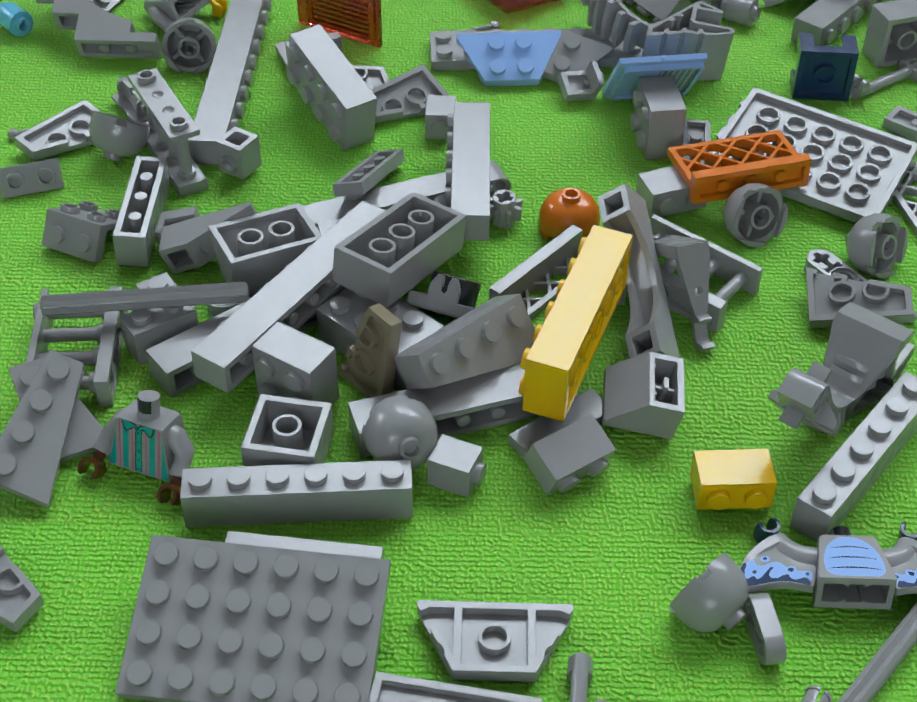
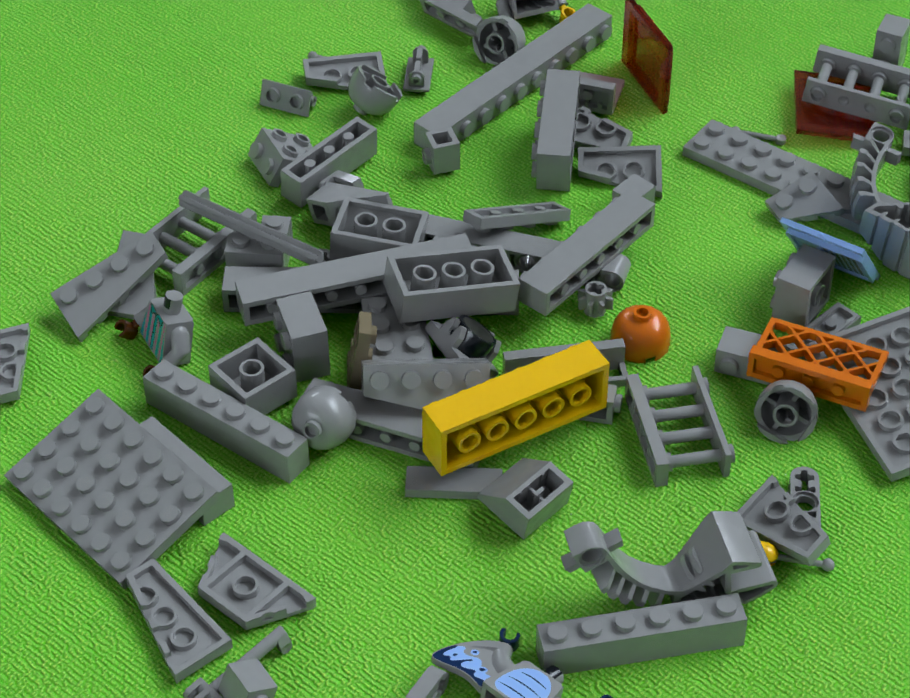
camera: 40 degrees right, 0 degrees up
(169, 131) = (402, 107): light grey fence -> none
(455, 466) = (345, 463): light grey brick -> none
(509, 56) = (748, 173): light blue wing -> none
(569, 455) = (426, 503): light grey brick -> none
(582, 83) = (774, 230): light grey bracket -> none
(650, 318) = (642, 359): light grey arch -> none
(693, 269) = (651, 414): light grey hinge -> none
(713, 597) = (405, 649): light grey cylinder -> none
(733, 479) = (518, 588): yellow brick -> none
(877, 244) = (860, 493): light grey cylinder -> none

